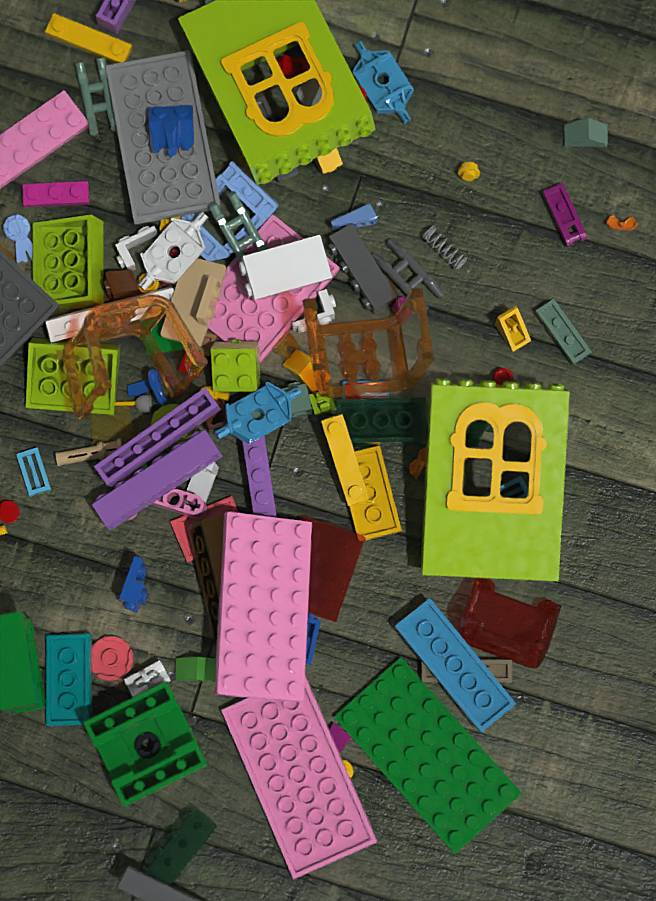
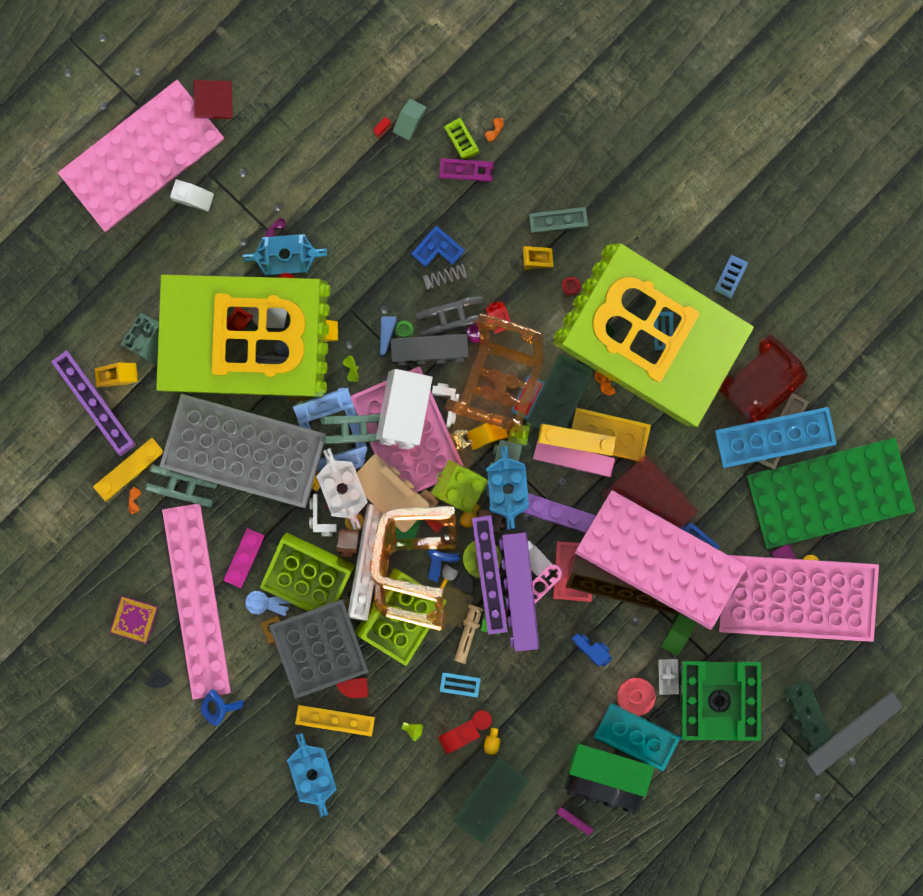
camera: 55 degrees left, 5 degrees up
(67, 57) = (133, 494): none -> orange piece
(141, 423) = (465, 582): none -> black tile
(171, 128) = (242, 440): blue plate -> none
(297, 207) = (353, 374): none -> lime piece
(325, 471) = (575, 459): none -> bright pink slope
(369, 234) = (404, 329): none -> bright green plate
(412, 62) = (278, 224): none -> magenta piece
(436, 318) = (499, 310): none -> red bracket
(469, 171) = (393, 226): yellow plate -> none
(475, 224) = (437, 243): none -> blue plate
(562, 110) = (383, 125): none -> red tile
(586, 207) = (467, 150): none -> lime slope
(599, 528) = (733, 259): none -> medium blue slope

